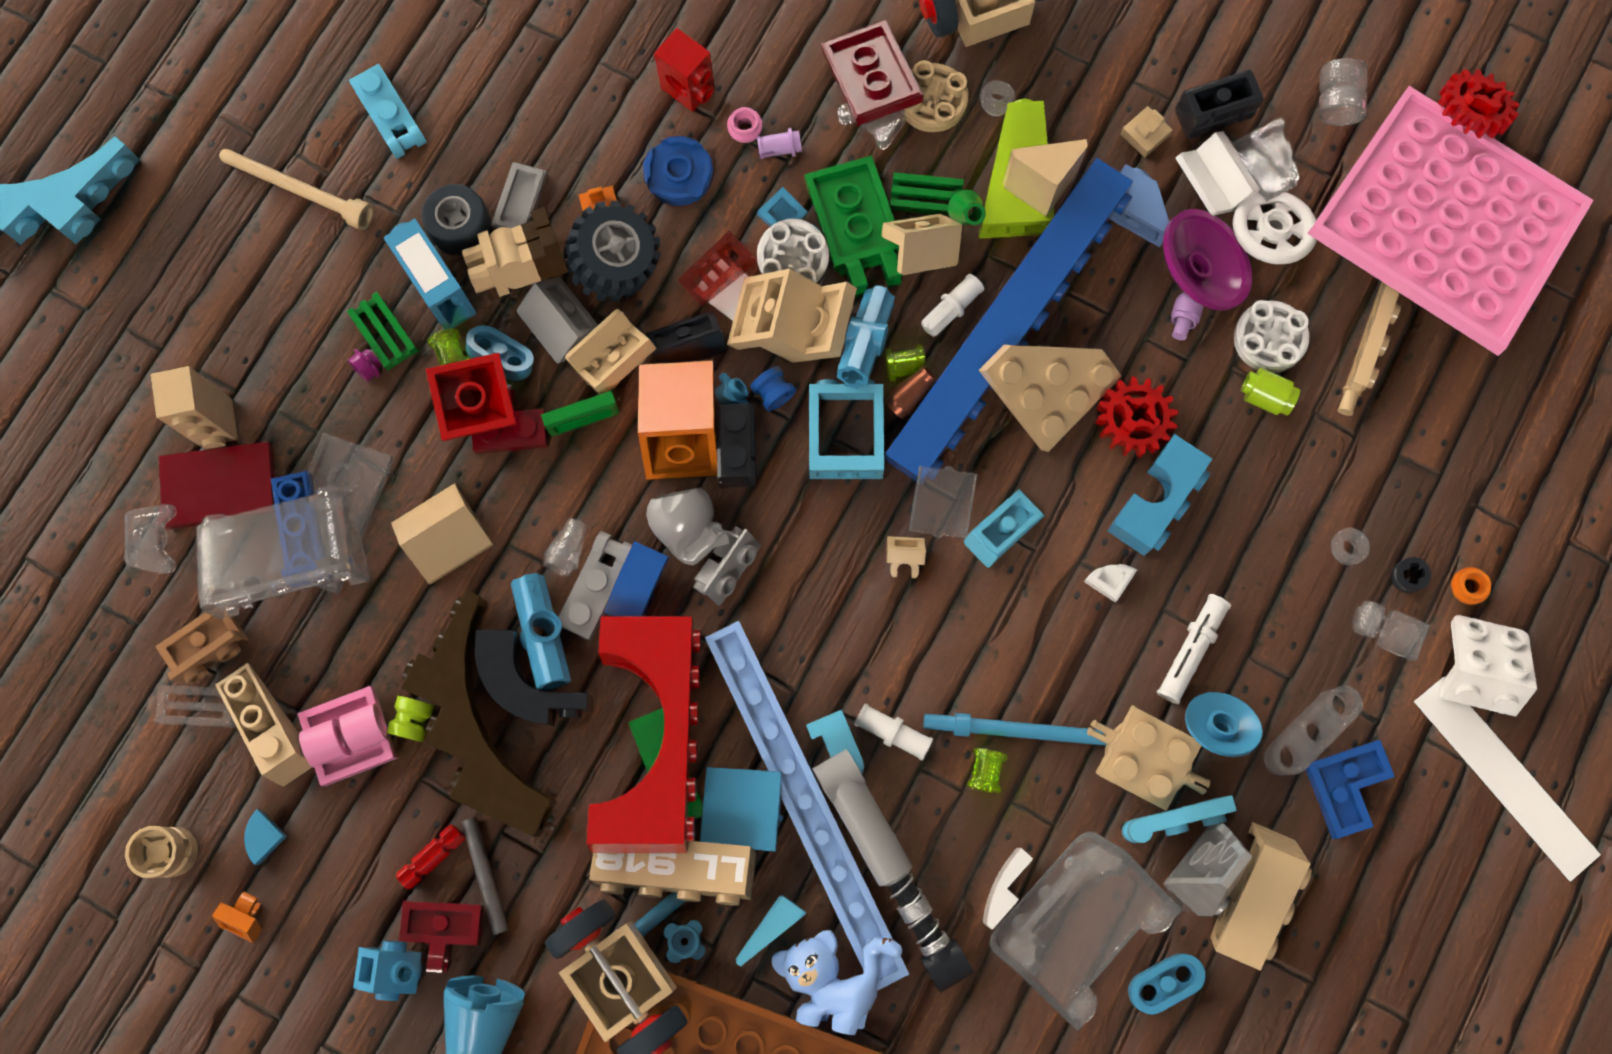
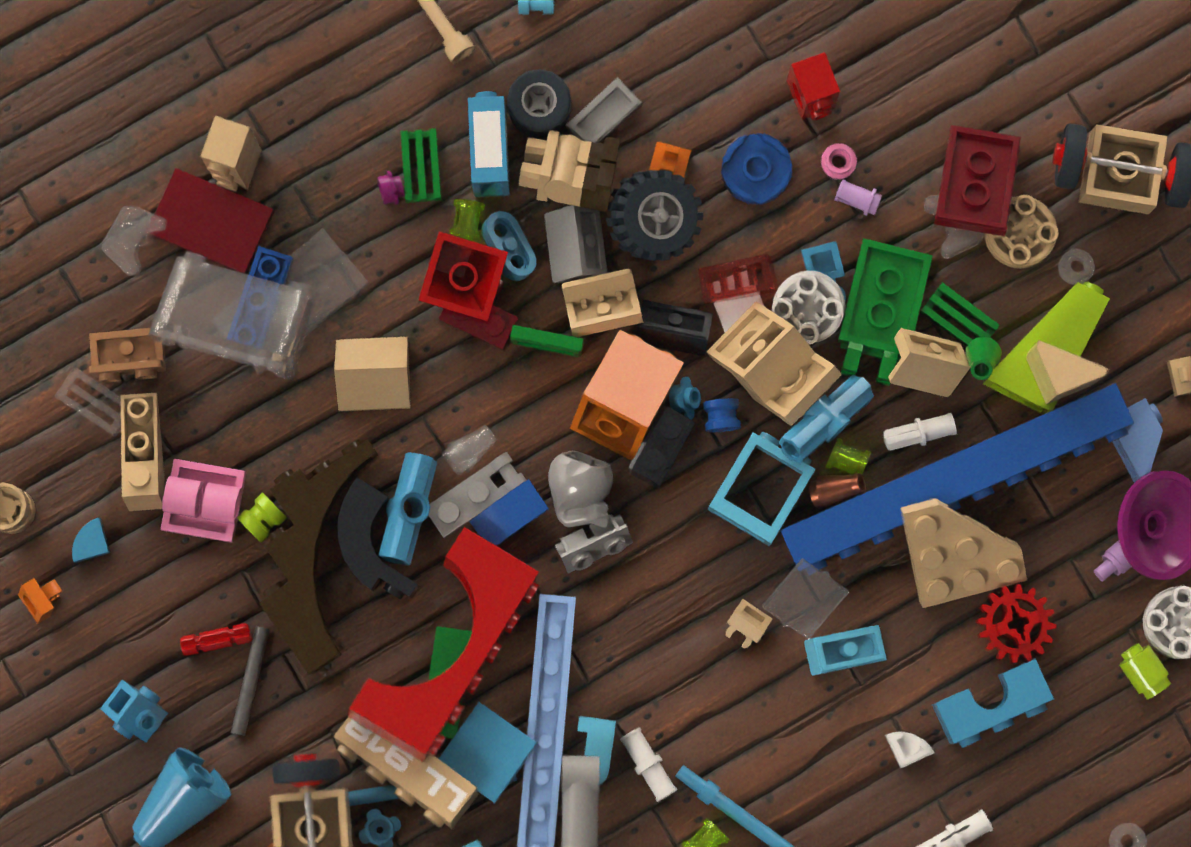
camera: 30 degrees right, 5 degrees up
(440, 926) = (194, 701): dark red plate -> none

